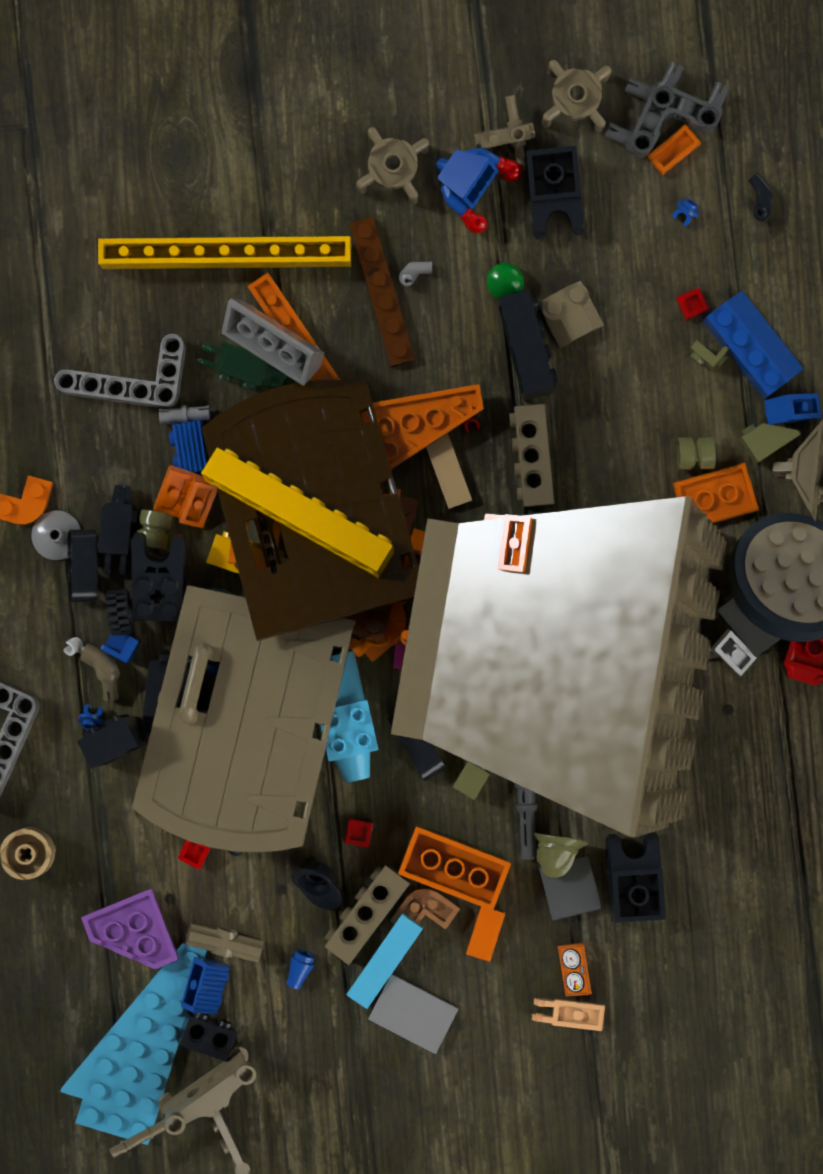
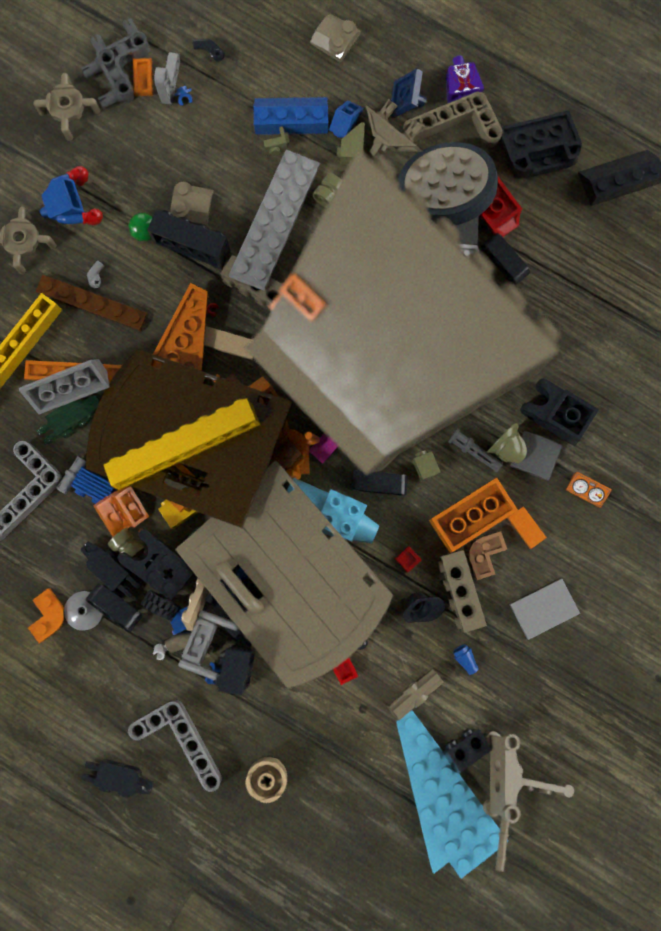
camera: 60 degrees left, 5 degrees down
(111, 683) = (200, 641): none -> light grey plate
(133, 930) = (365, 747): medium lavender plate -> none
(149, 648) = (196, 605): none -> tan tile
(205, 986) = (434, 727): blue brick -> none
(385, 960) = (499, 601): medium azure tile -> none
(515, 133) = (60, 156): dark tan piece -> none
(555, 196) = (115, 157): black brick -> none
(571, 1014) = (614, 511): light nougat hinge -> none
(618, 419) = (274, 220): none -> light grey plate
(681, 185) = (166, 78): none -> light grey beam
(692, 304) = (240, 131): red tile -> none
(763, 699) = (505, 259): none -> black beam

